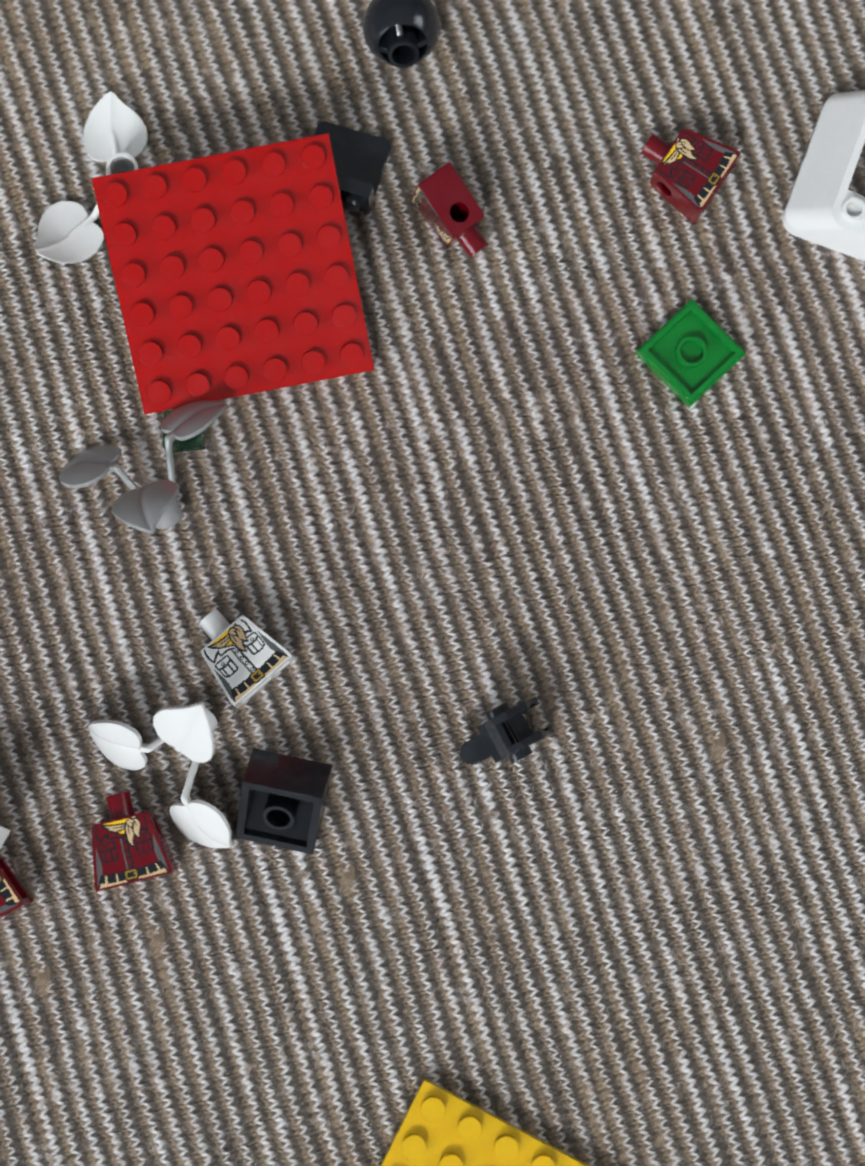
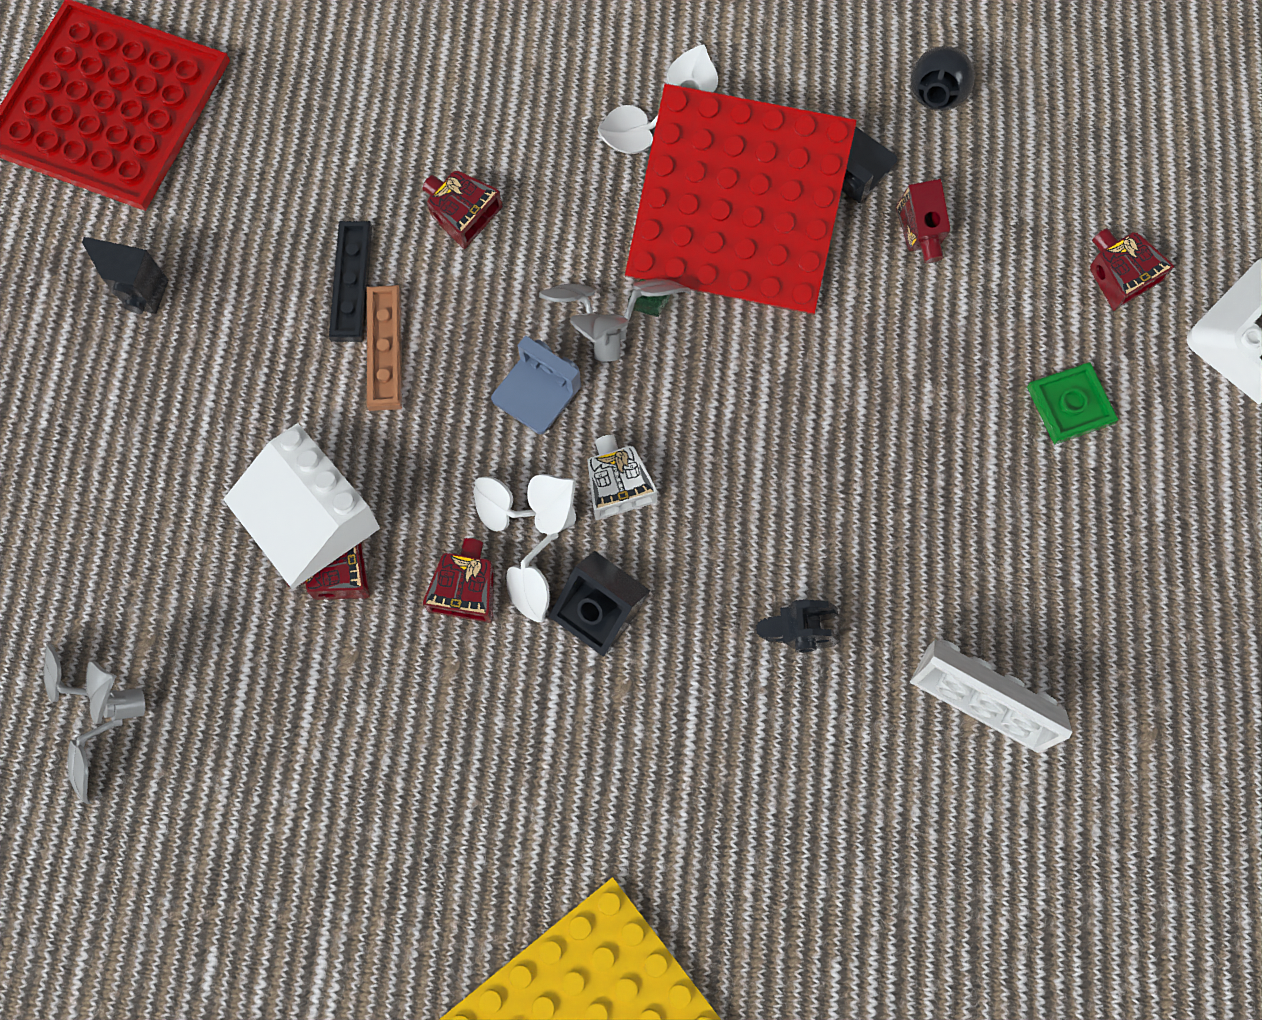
camera: 30 degrees right, 10 degrees down
(106, 589) = (537, 386): none -> sand blue bracket
(730, 720) = (990, 697): none -> white slope

